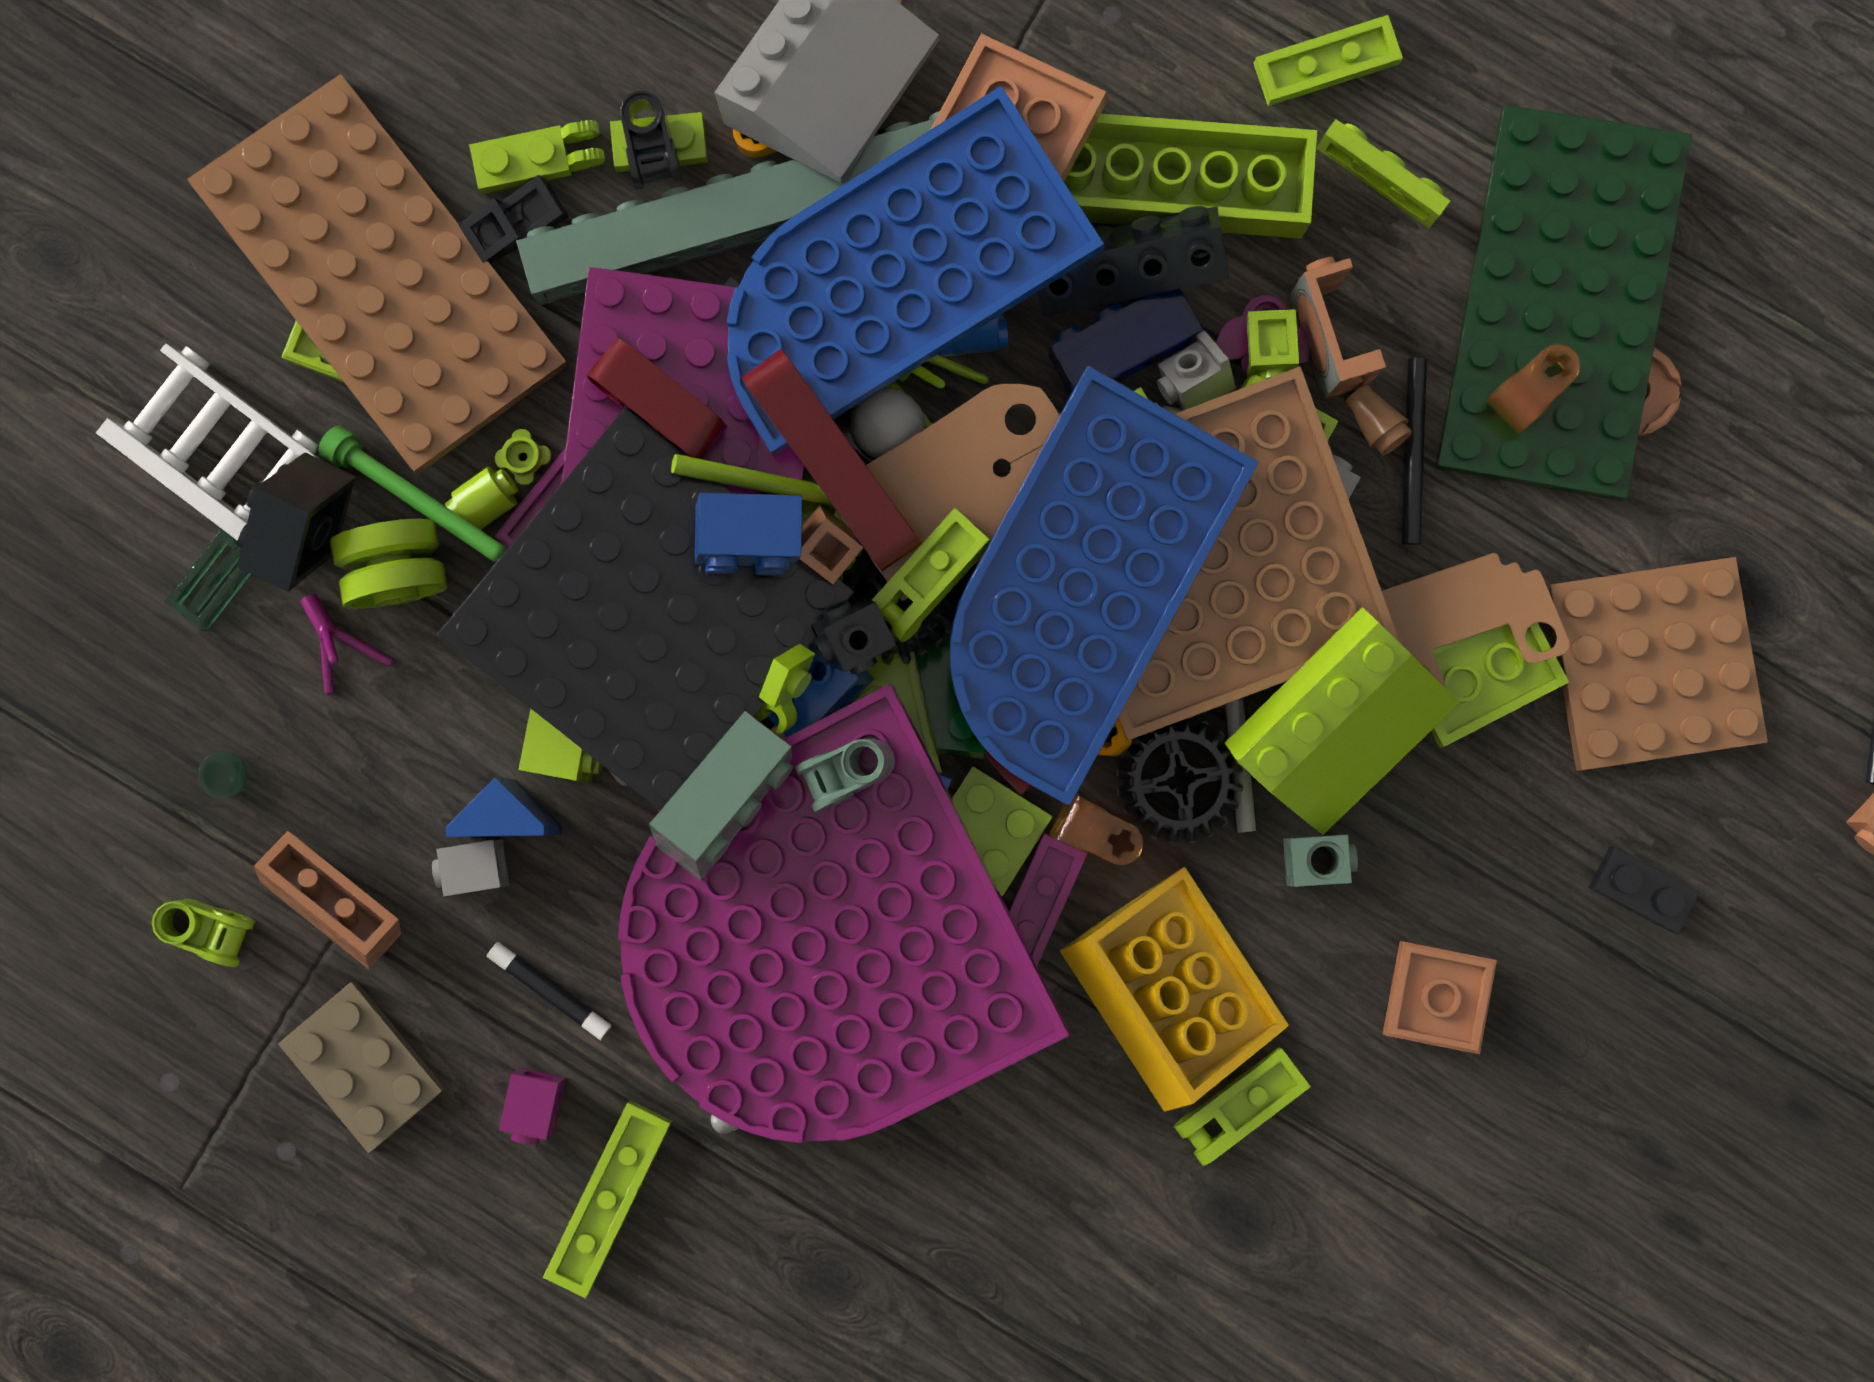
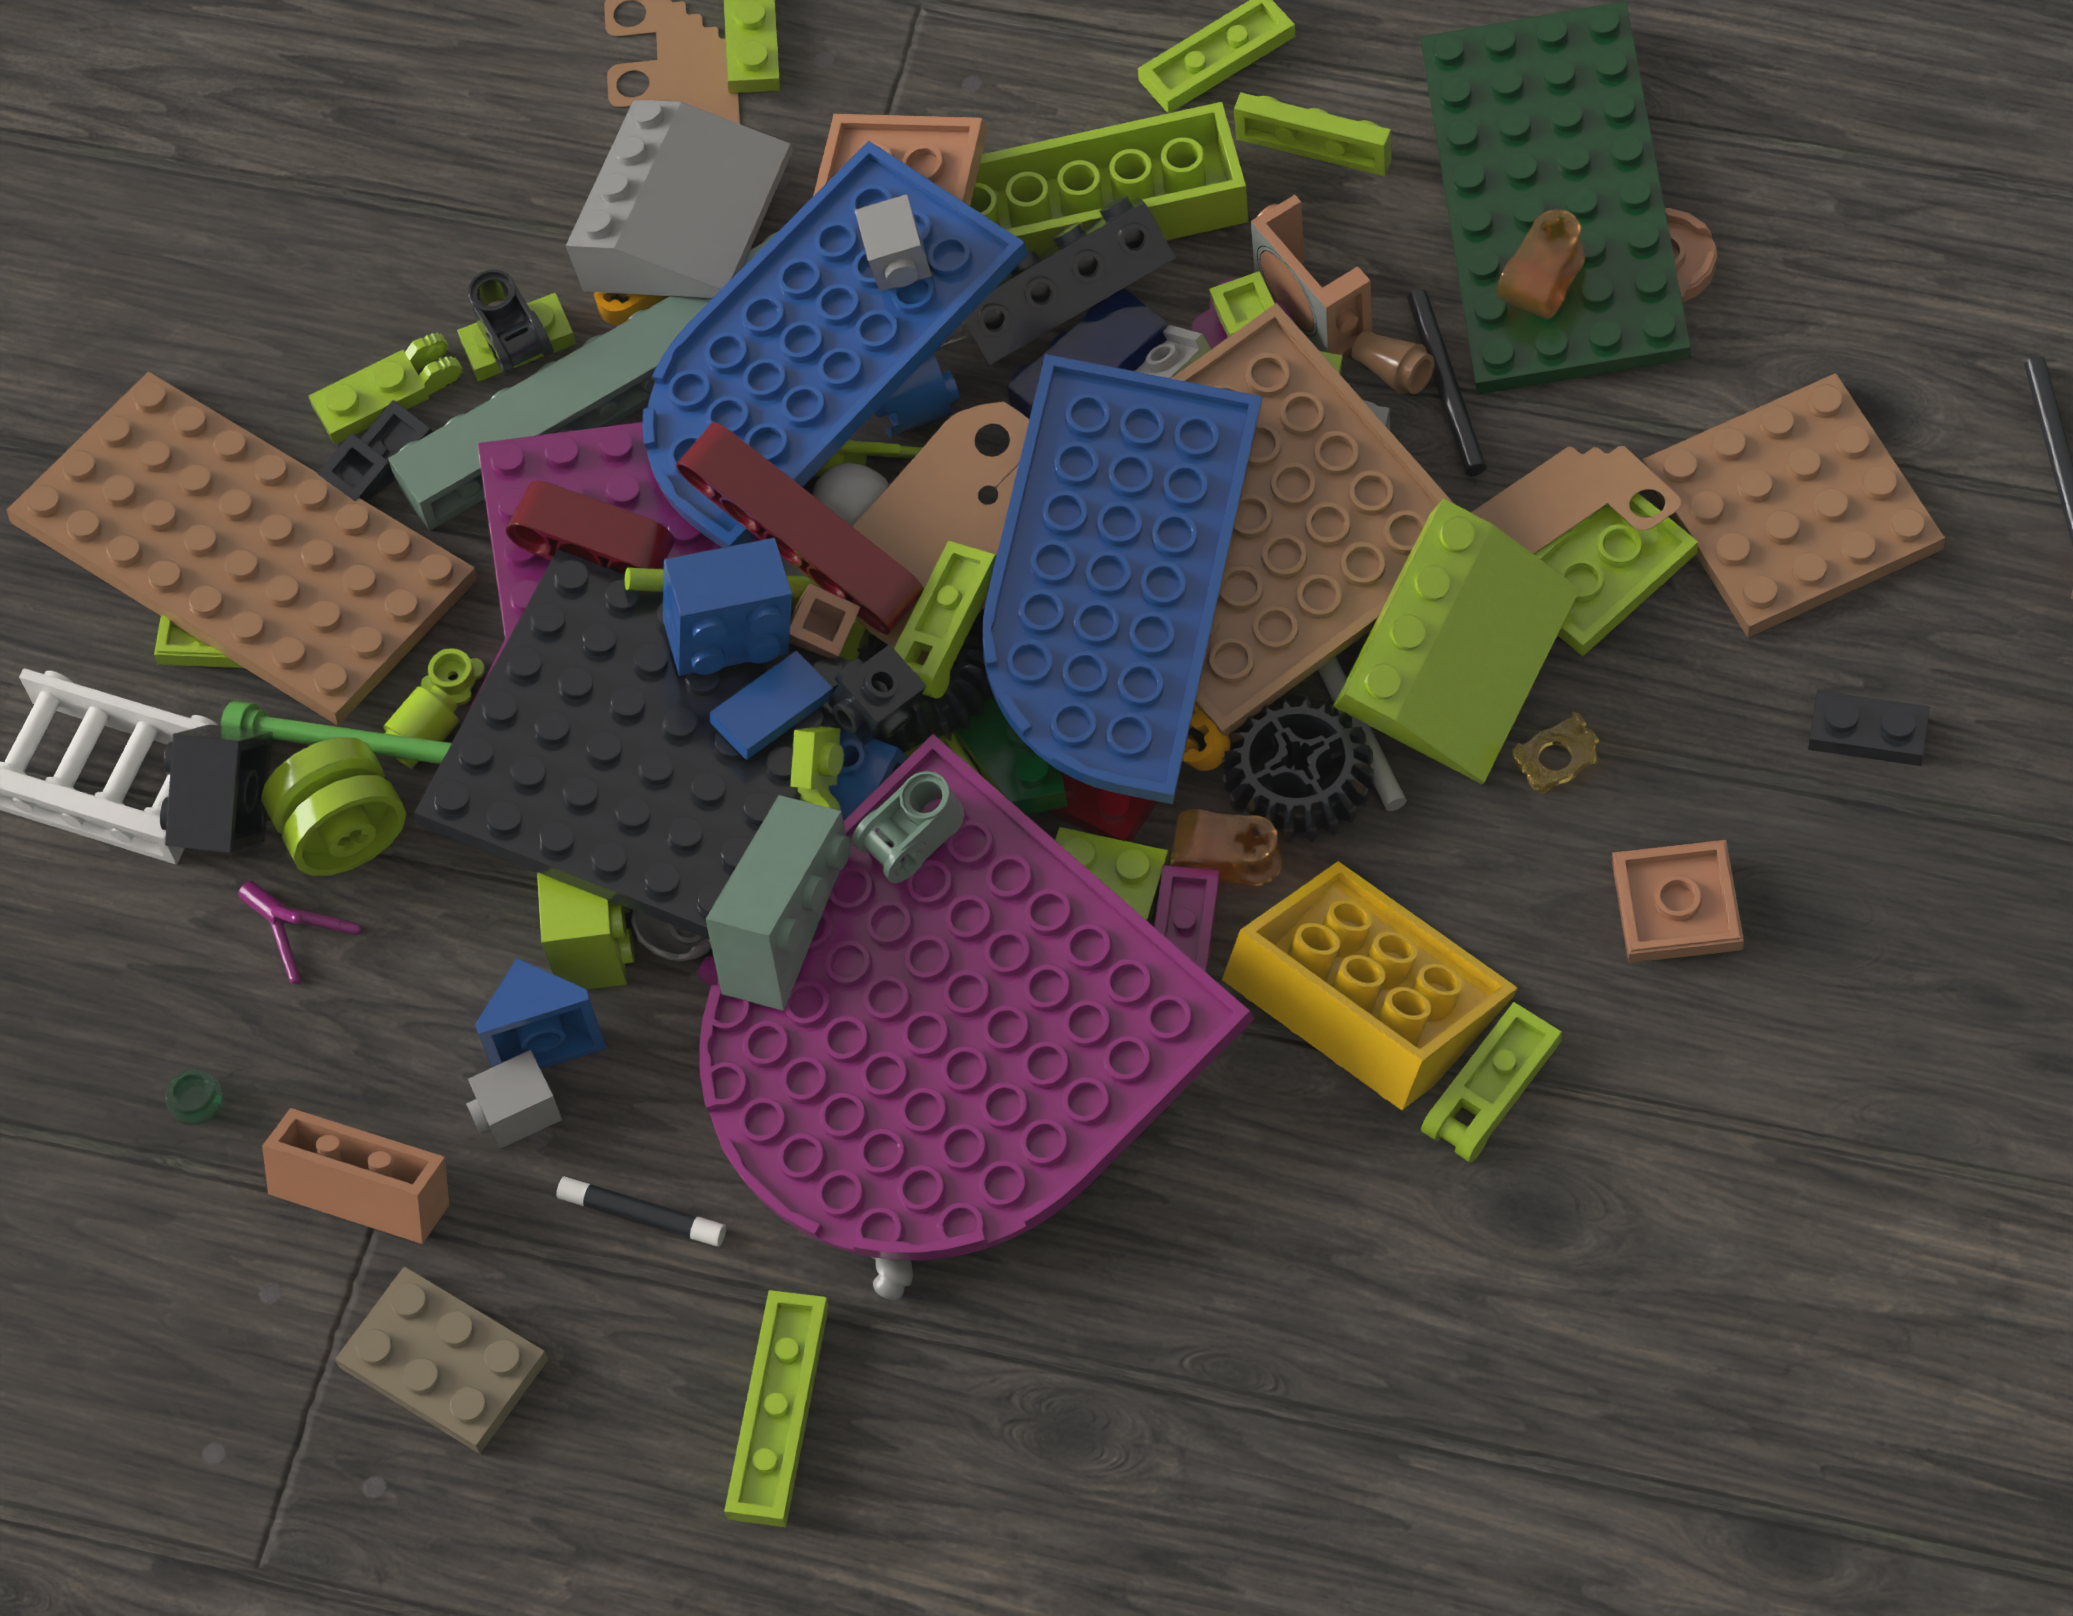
camera: 10 degrees left, 25 degrees down
(196, 572) = (133, 945): clear green tile -> none
(211, 934) = (227, 1259): lime piece -> none
(532, 1105) = (657, 1329): magenta brick -> none
(763, 618) = (771, 705): none -> blue tile
(990, 212) = (893, 243): none -> light grey brick
(1298, 860) = (1482, 822): sand green brick -> none
(1409, 831) = (1567, 734): none -> clear yellow piece

